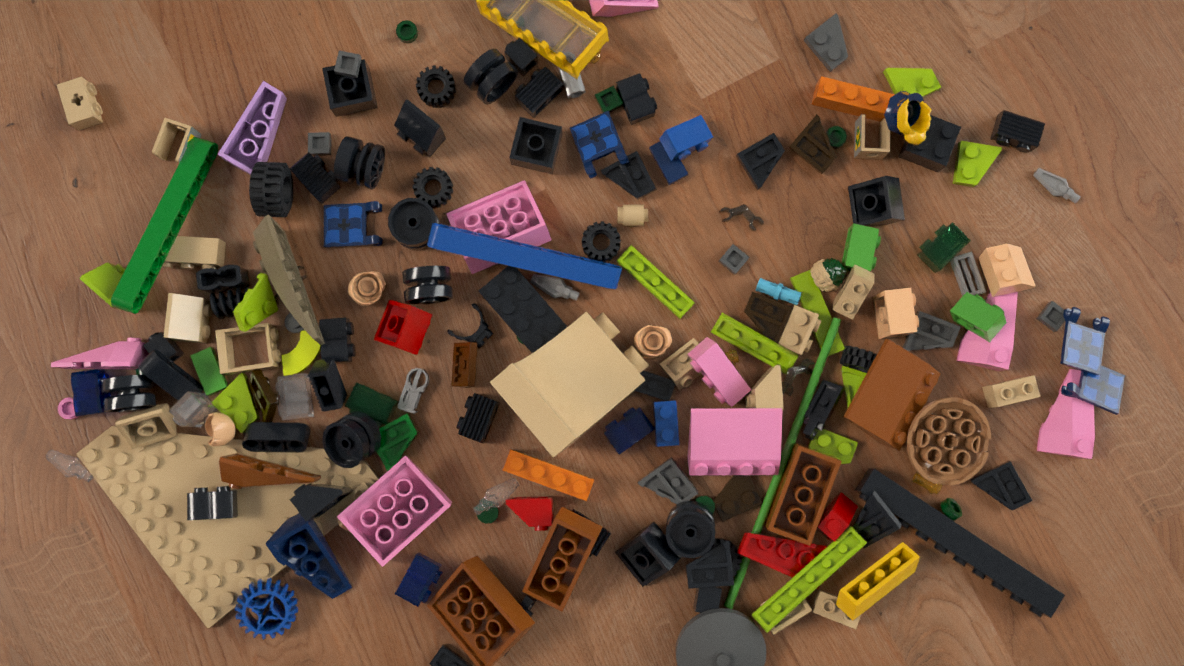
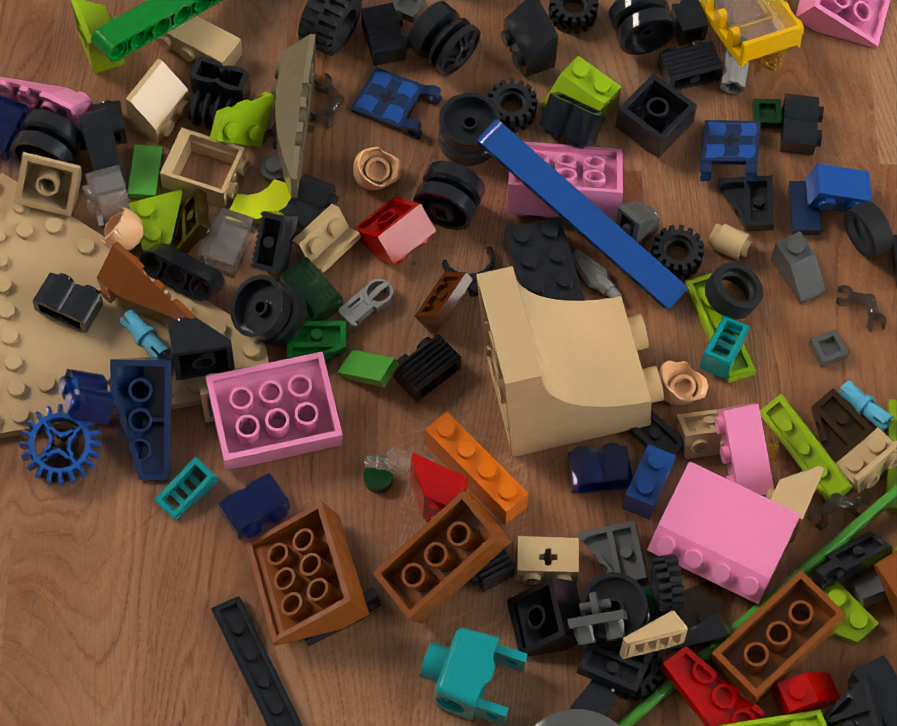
camera: 25 degrees right, 20 degrees down
(264, 573) = (86, 396): none -> clear blue brick
(276, 499) = (144, 335): none -> medium azure pin
(311, 249) = (336, 101): none -> clear smoke arm
(361, 360) = (326, 238): none -> tan bracket
(372, 574) = (193, 496): none -> teal slope
(440, 441) = (368, 368): none -> bright green tile
(478, 157) = (588, 86): none -> lime slope
(480, 179) = (572, 120): none -> black brick
(564, 236) = (638, 220): none -> dark grey slope
(617, 625) = (464, 672): none -> teal piece
(634, 503) = (560, 551): none -> tan brick
(660, 240) = (745, 279): none -> black tyre
(673, 314) = (718, 362): none -> teal slope
(684, 551) = (584, 625): none -> dark grey hips
(687, 211) = (798, 267): none -> dark grey slope
(715, 496) = (666, 583): none -> black tyre
(721, 160) = (868, 229): none -> black tyre
(731, 536) = (657, 635): none -> tan slope
(755, 514) = (707, 631): none -> black slope
(839, 423) = (868, 589): none -> dark grey tile

